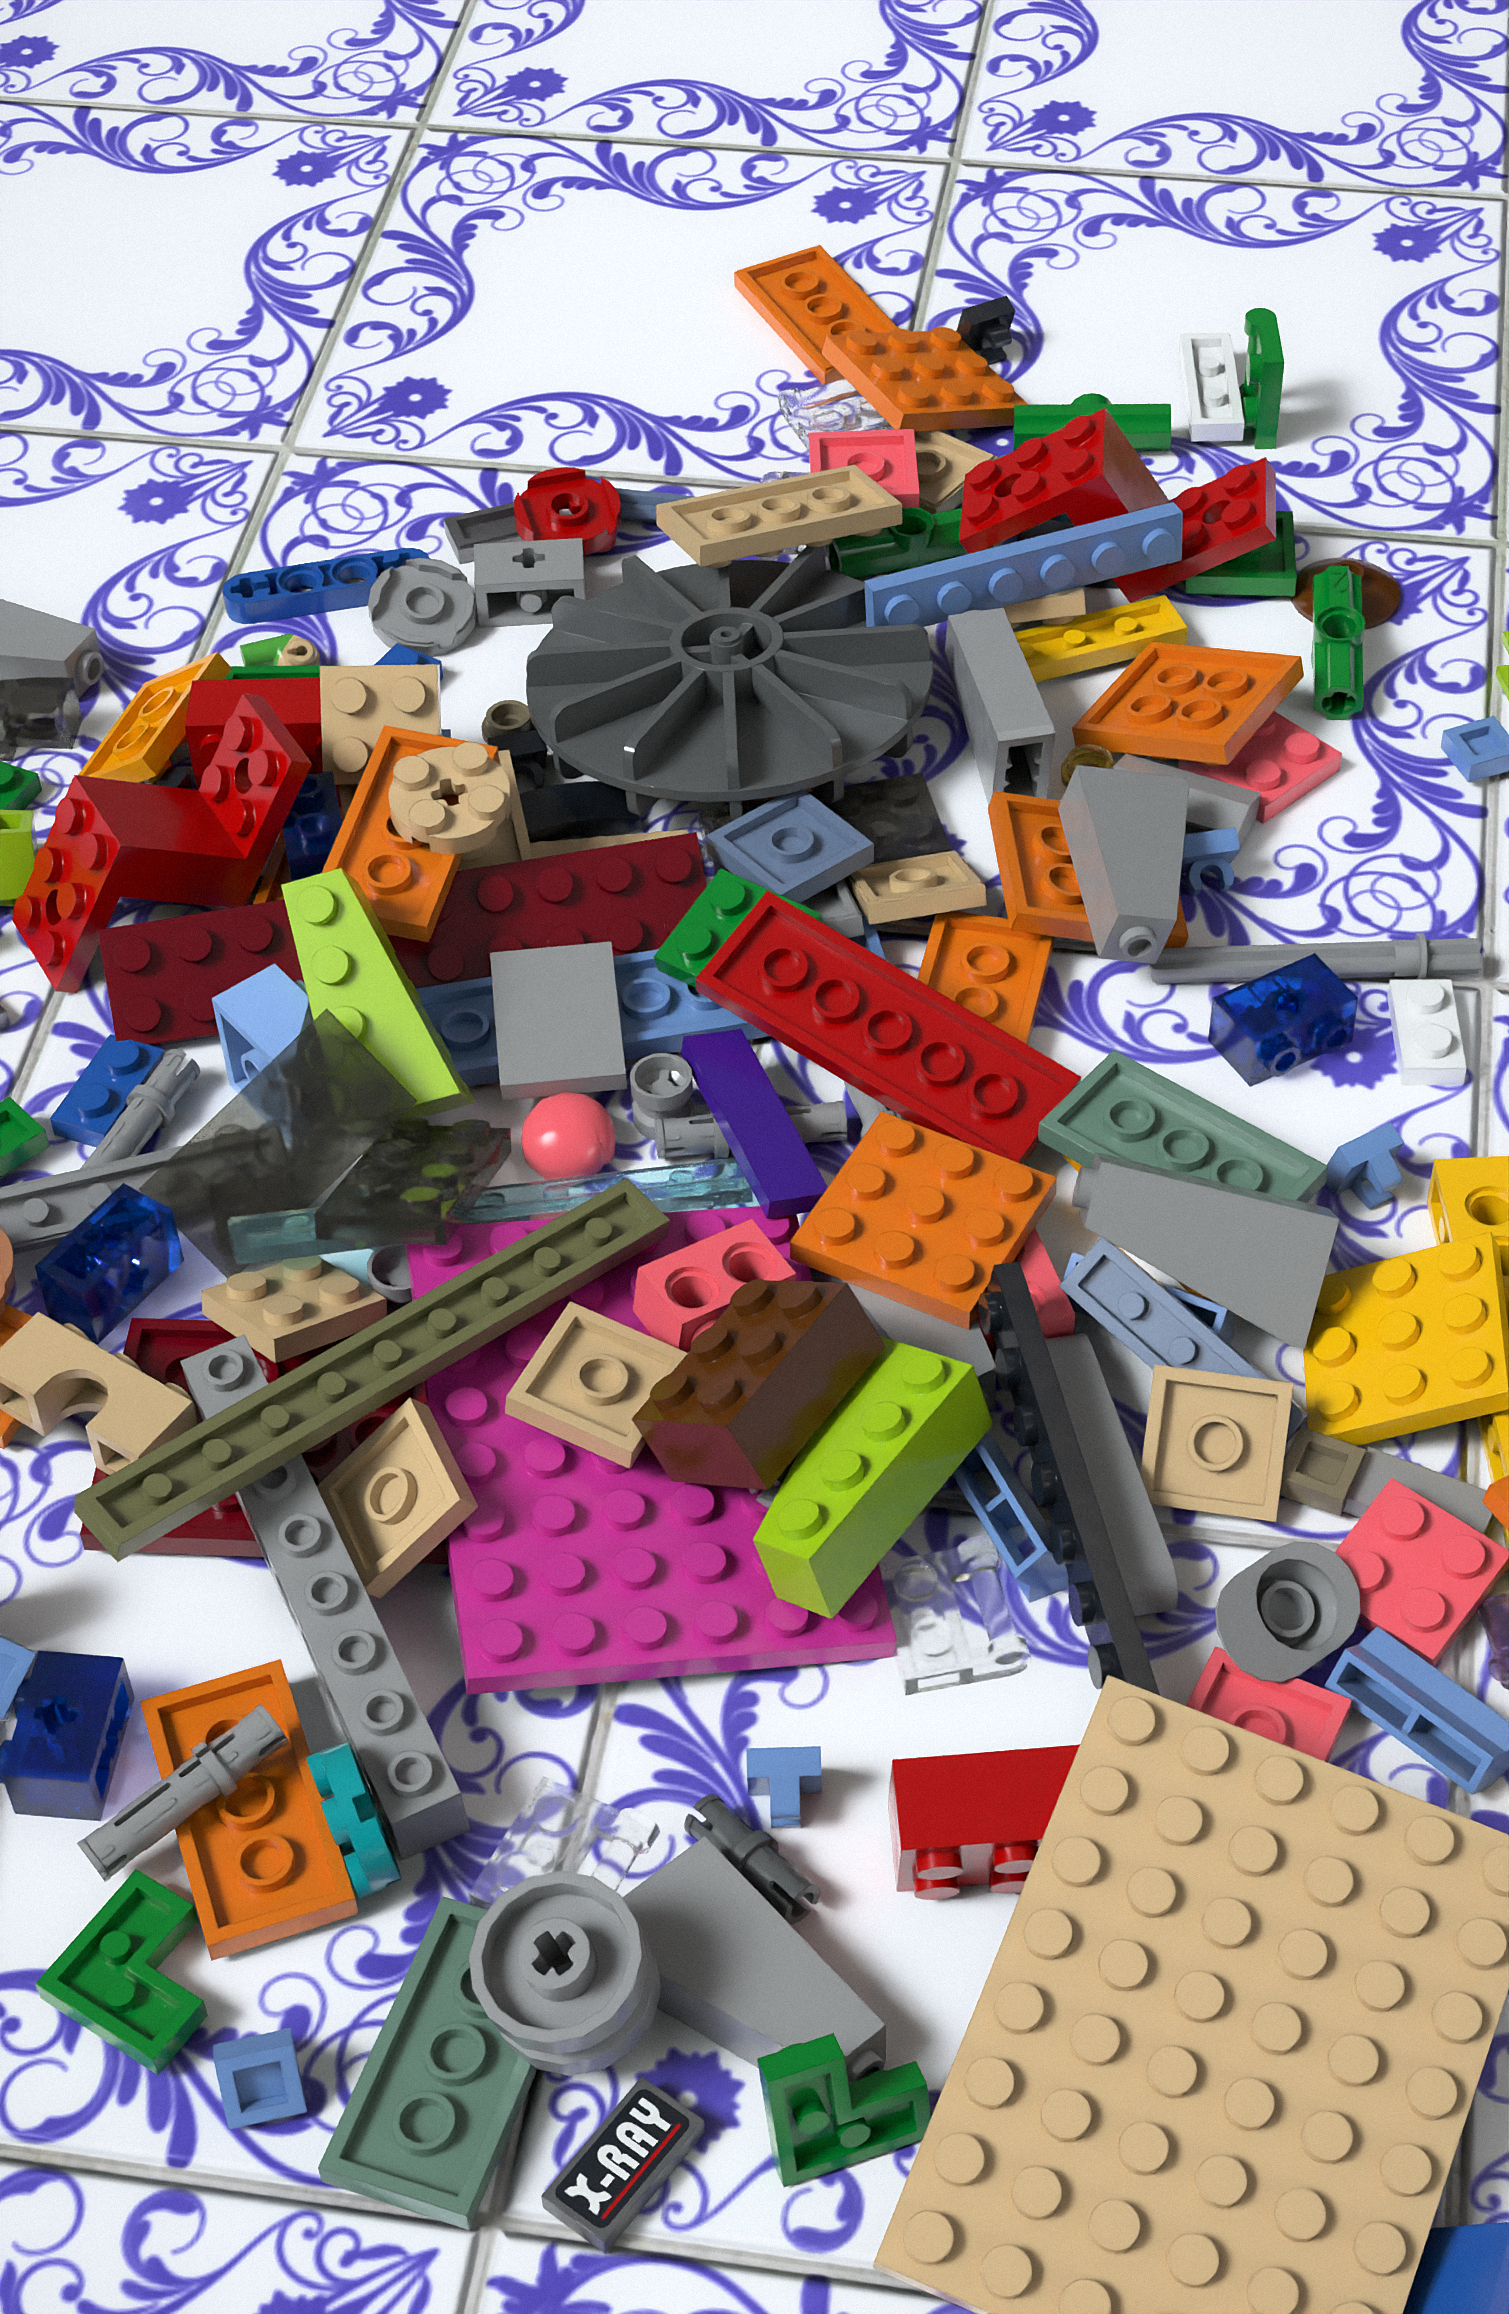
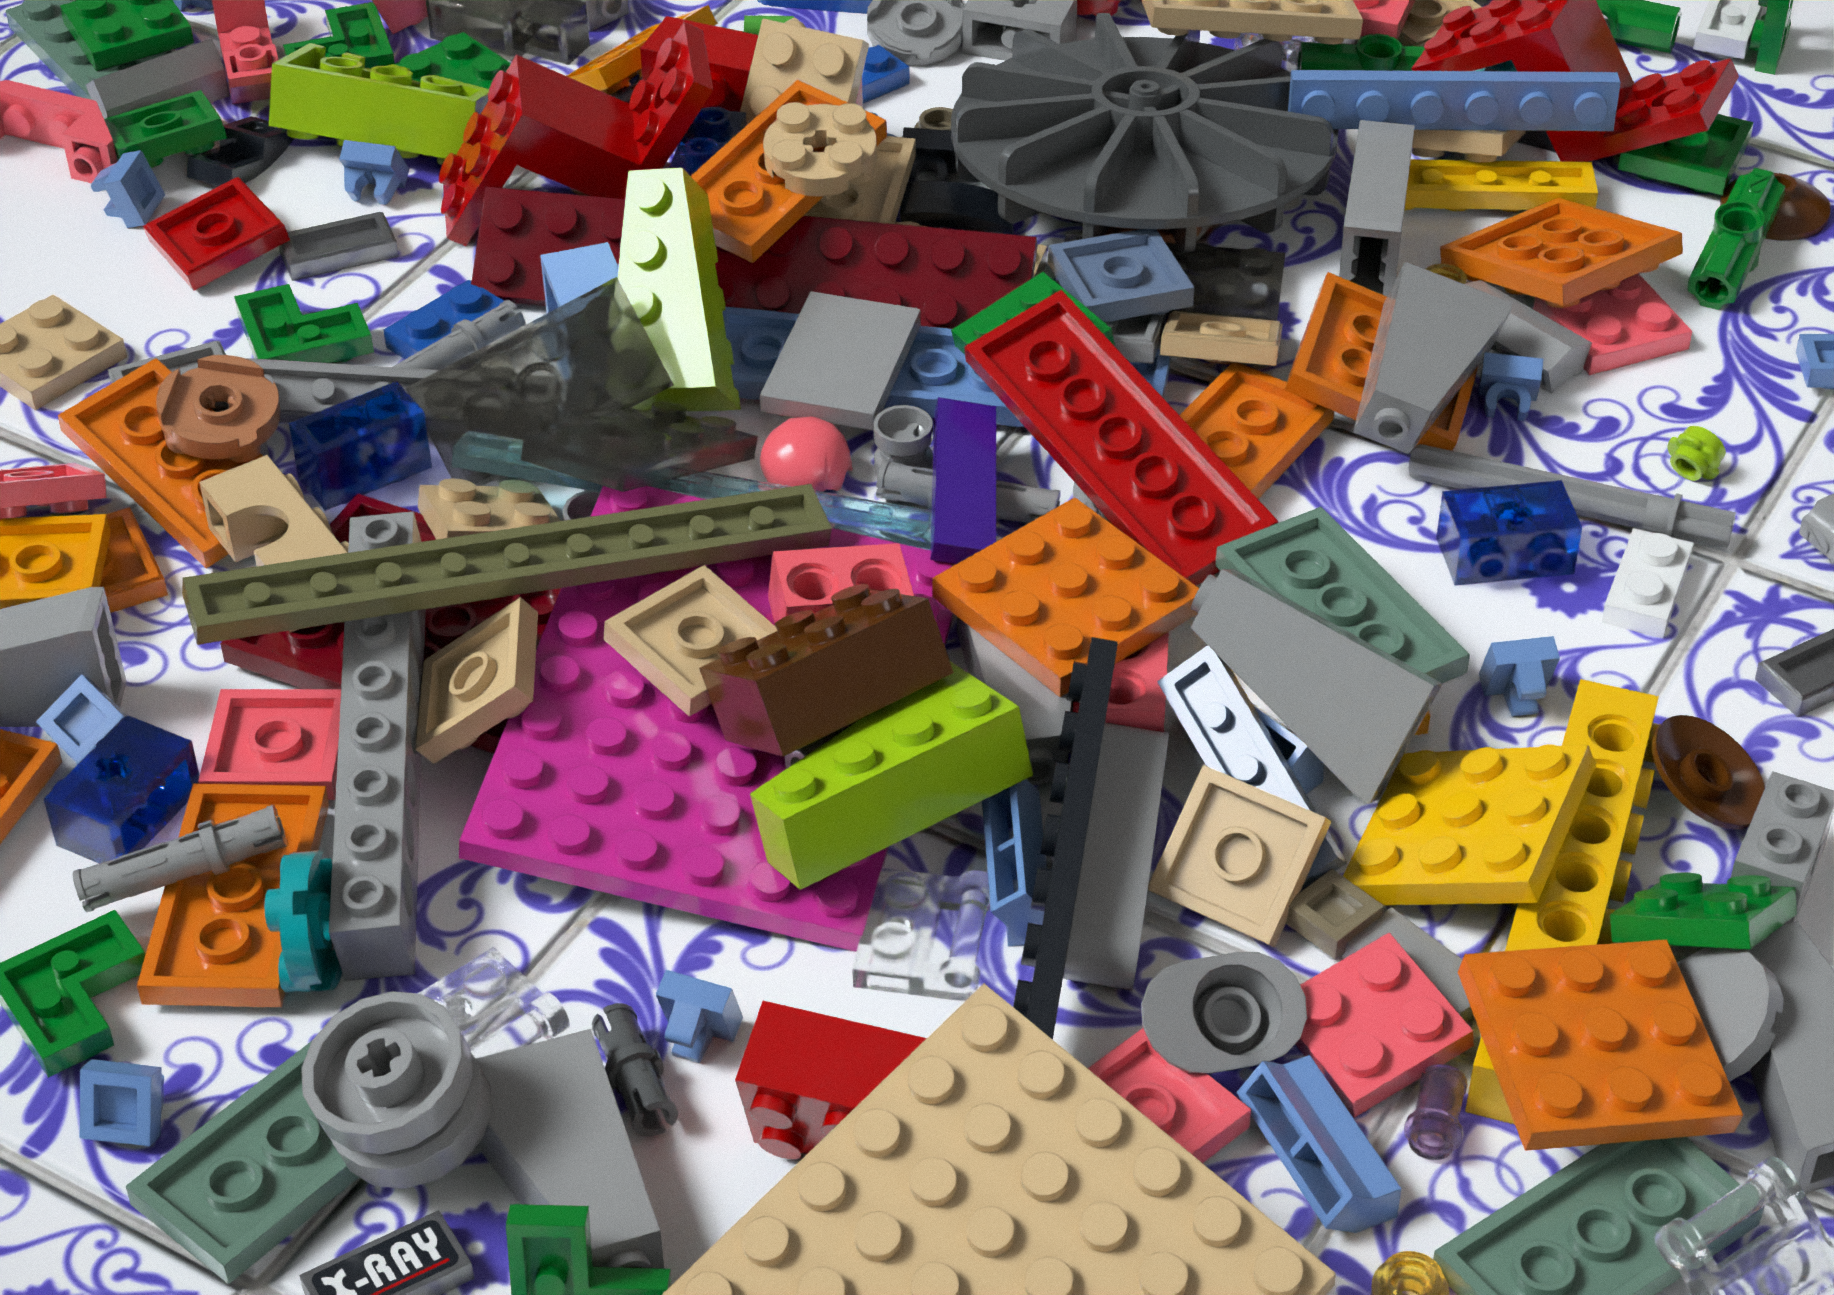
camera: 20 degrees right, 5 degrees down
(196, 1621) = (274, 738): none -> coral plate
(1408, 883) = (1696, 453): none -> lime plate

